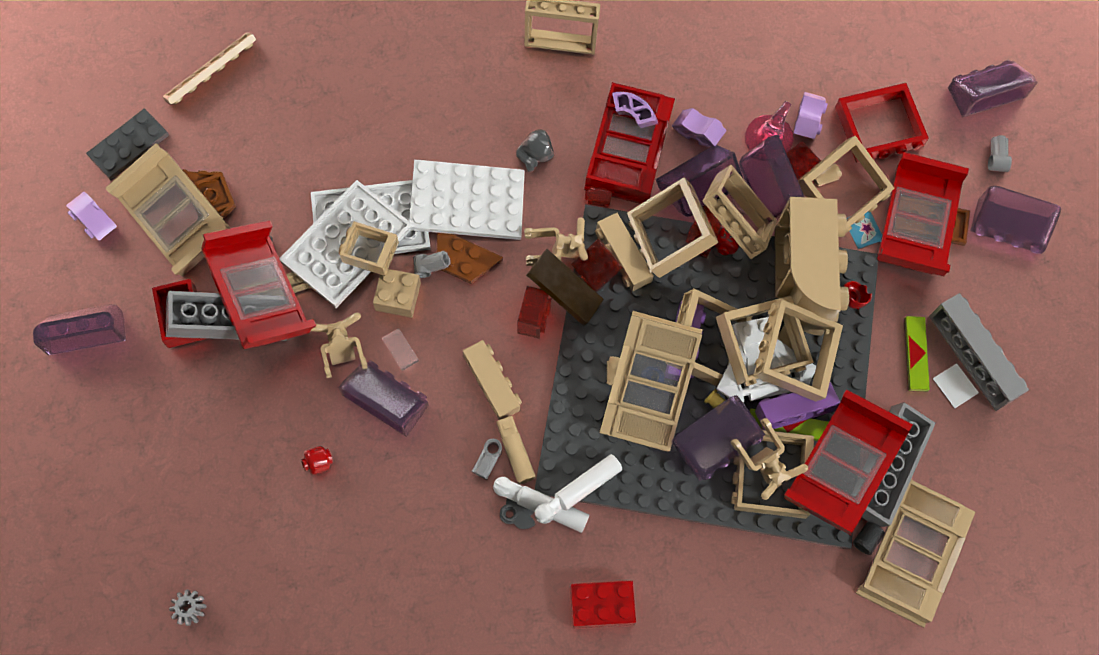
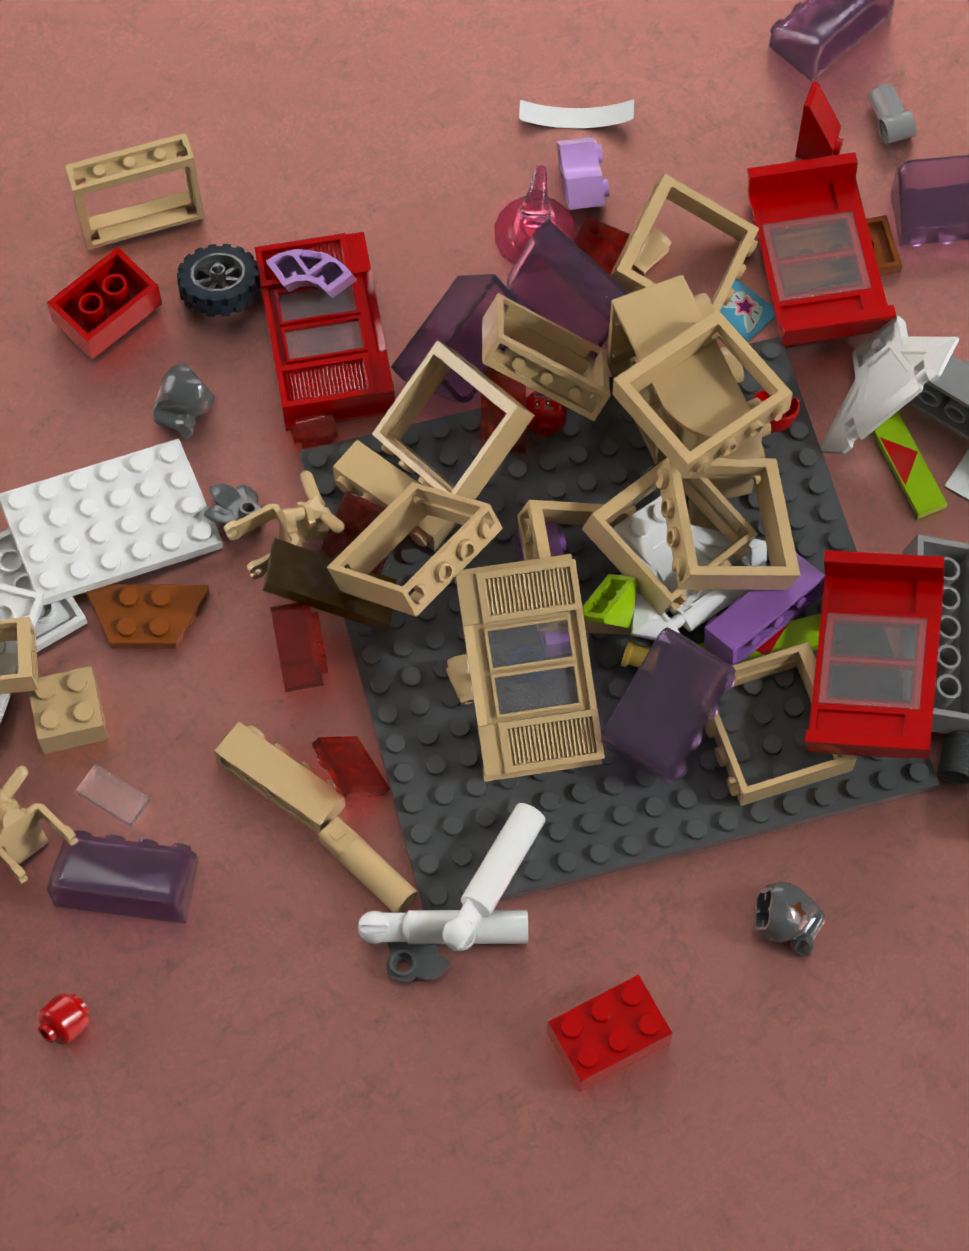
camera: 20 degrees left, 5 degrees down
(426, 264) = (94, 646): light grey piece -> none
(487, 460) = (330, 899): light grey piece -> none
(519, 79) = (104, 303): none -> red brick
(530, 391) = (350, 766): none -> clear red tile
(536, 217) = (231, 503): none -> dark grey plate
(588, 84) = (218, 266): none -> black wheel
(611, 271) = (392, 526): none -> tan window
(699, 127) = (417, 260): lavender brick -> none
(713, 366) = (612, 601): none -> lime slope
(731, 584) = (789, 915): none -> dark grey piece
(768, 462) = (759, 706): tan piece -> none
(812, 242) = (671, 355): none -> tan window
(820, 82) = (576, 117): none -> white sticker
(878, 96) = (673, 100): red window -> none
(929, 305) = (887, 376): none -> white plate
(954, 146) = (818, 127): none -> red slope

